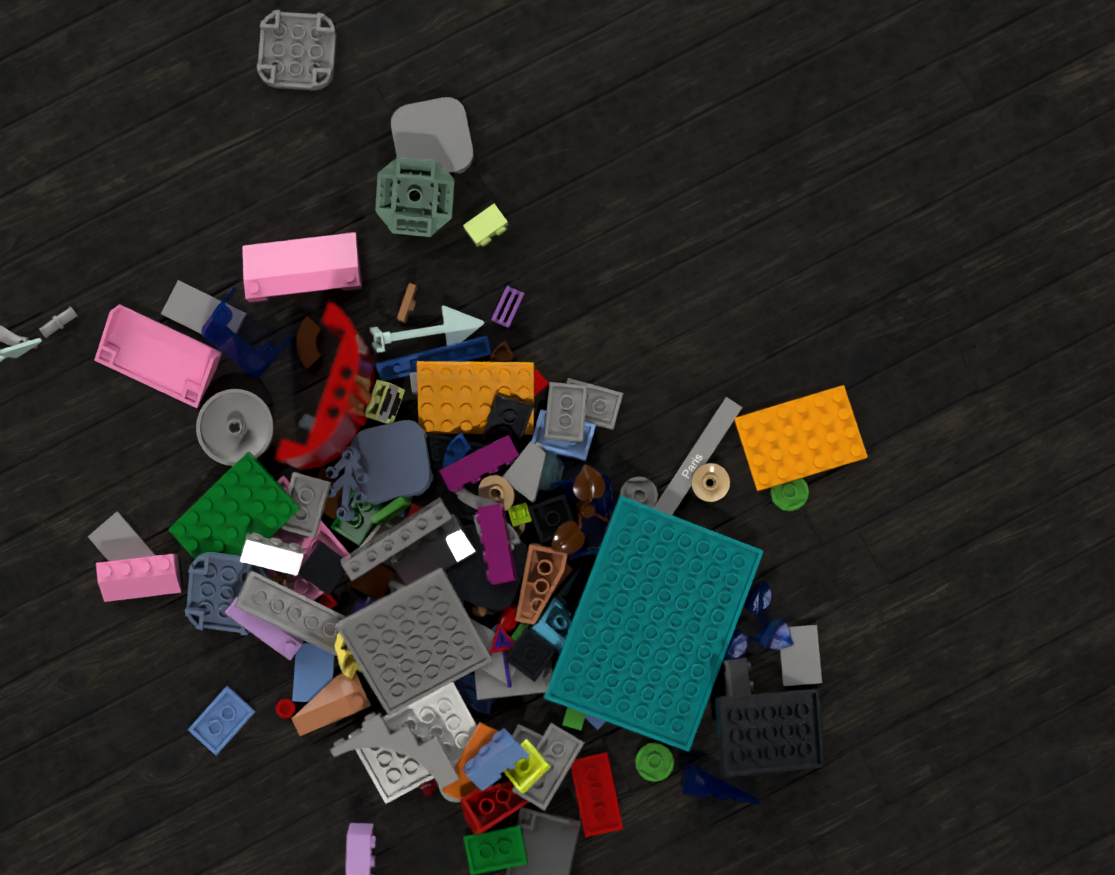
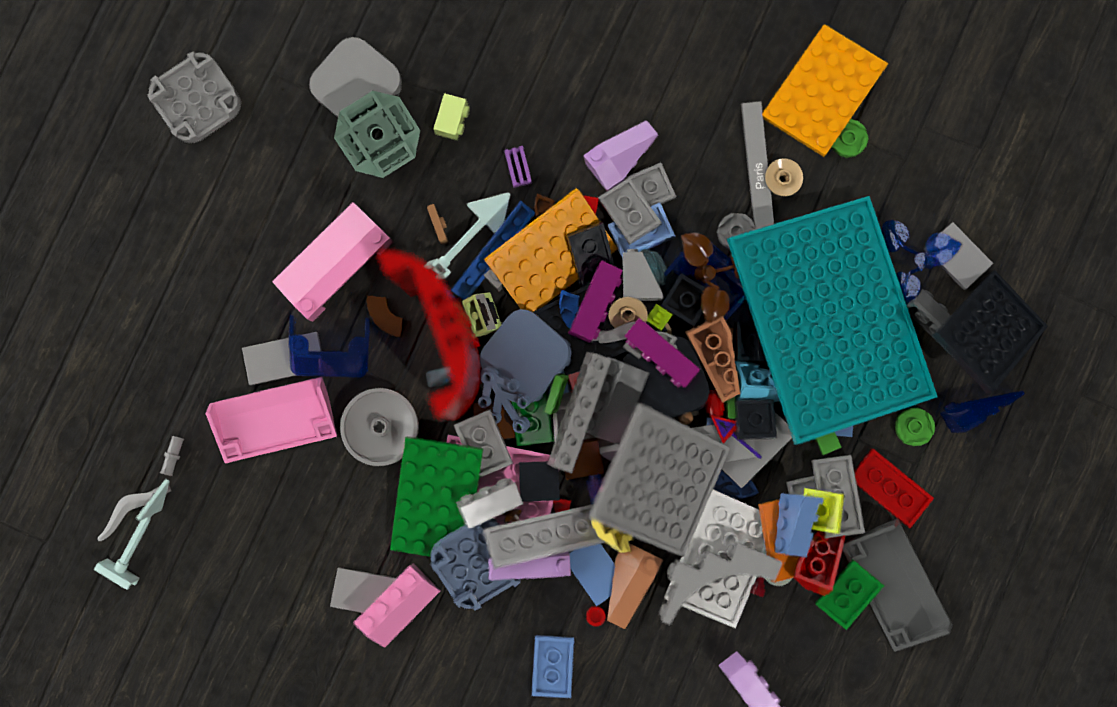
camera: 35 degrees left, 0 degrees up
(591, 361) = (617, 156): none -> lavender wedge

